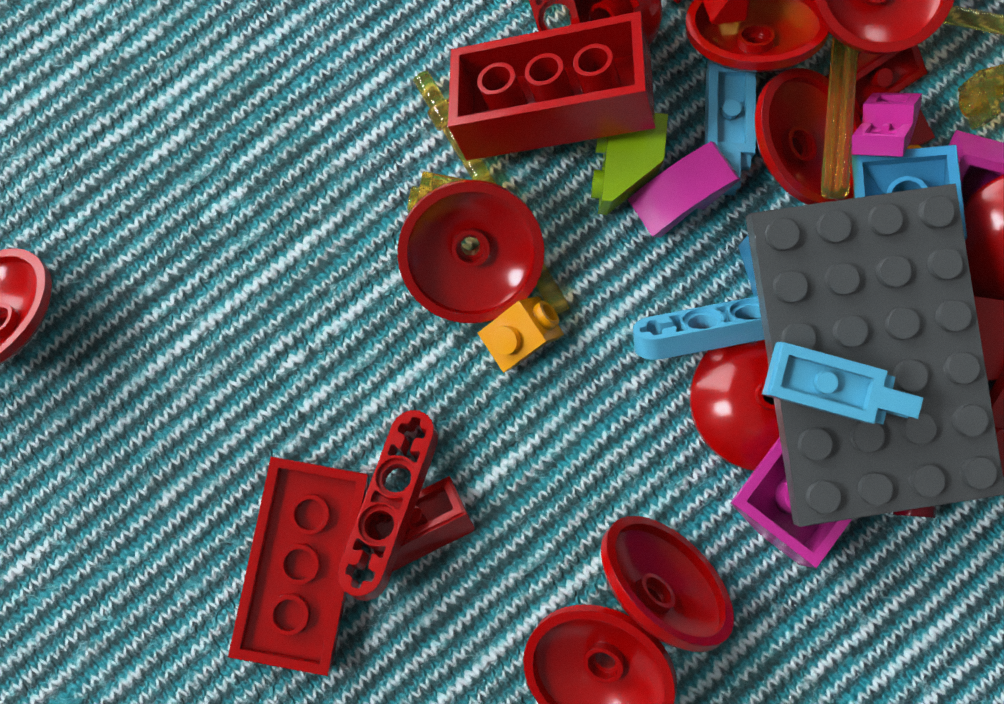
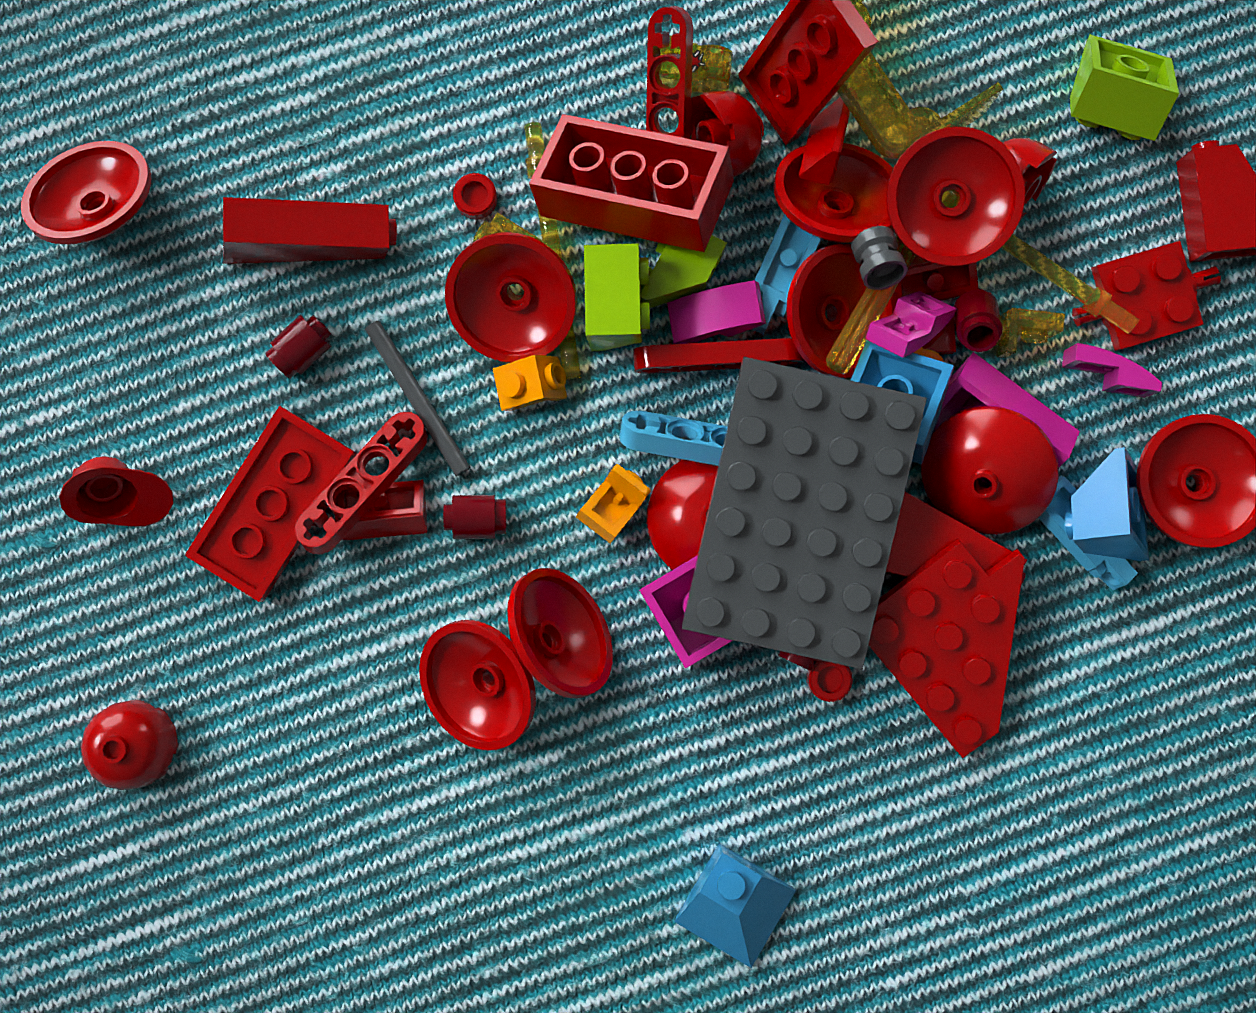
camera: 20 degrees right, 5 degrees up
(128, 620) = (113, 494): none -> red piece
(228, 266) = (304, 231): none -> red slope
(268, 386) = (299, 345): none -> dark red brick
(390, 167) = (475, 196): none -> red tile
(411, 393) = (417, 398): none -> dark grey bar
(522, 493) = (475, 516): none -> dark red brick
(579, 207) = (614, 295): none -> lime slope
(660, 422) = (614, 503): none -> light orange bracket
(698, 232) = (713, 355): none -> red beam
(832, 67) = (878, 258): none -> dark grey wheel
(836, 385) = (750, 525): medium azure hinge -> none
(948, 97) = (978, 320): none -> dark red brick
(956, 522) = (829, 680): none -> red tile

